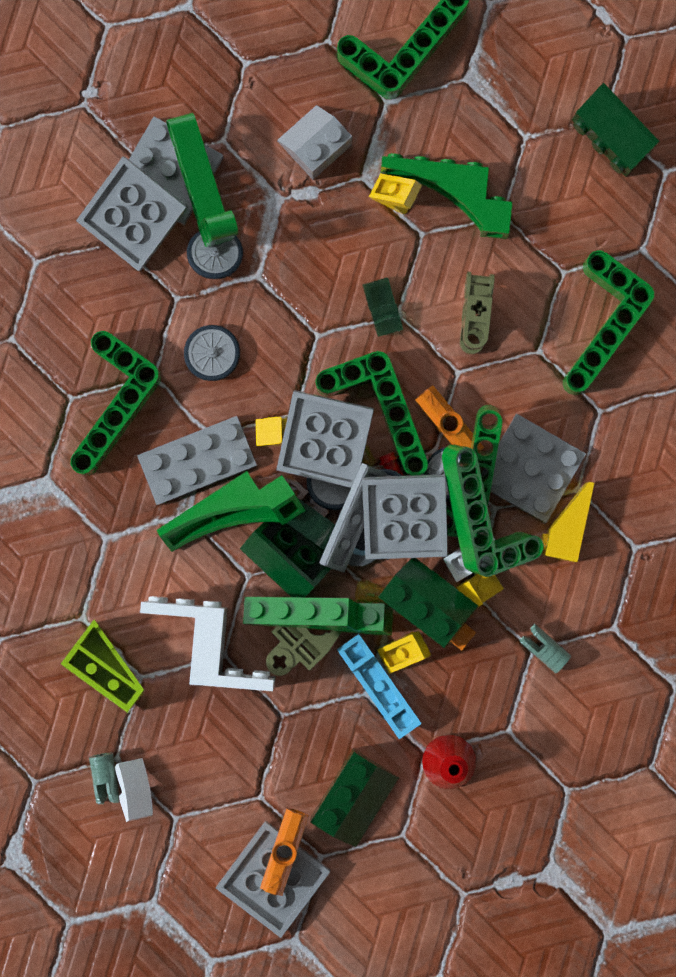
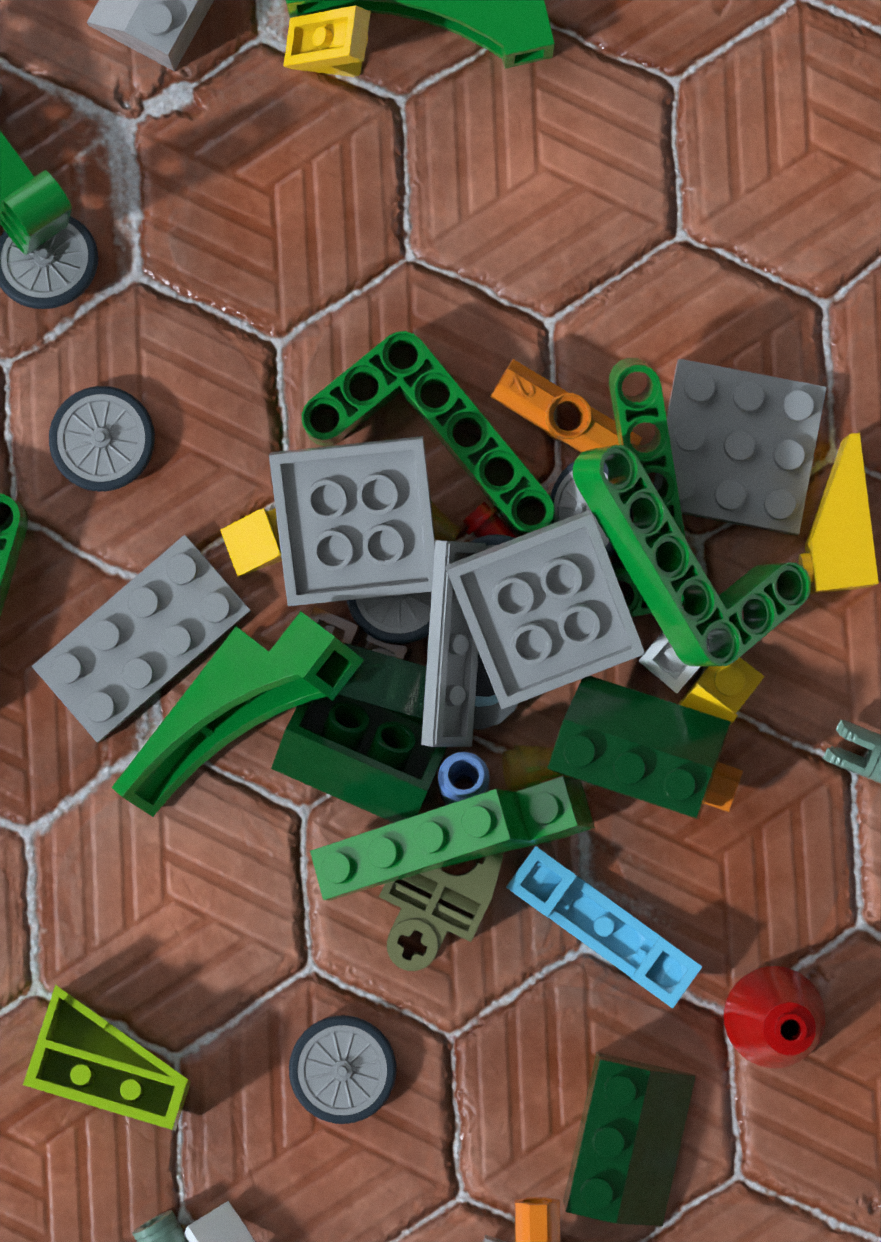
camera: 10 degrees left, 0 degrees up
(209, 644) = (276, 958): white bracket -> none
(222, 713) = (342, 1069): none -> light grey wheel
(337, 581) = (462, 766): none -> medium blue brick
(382, 306) = (375, 252): clear green slope -> none
(404, 651) = (627, 849): yellow slope -> none
(478, 297) = (541, 176): olive piece -> none
(612, 325) = (794, 142): green beam -> none

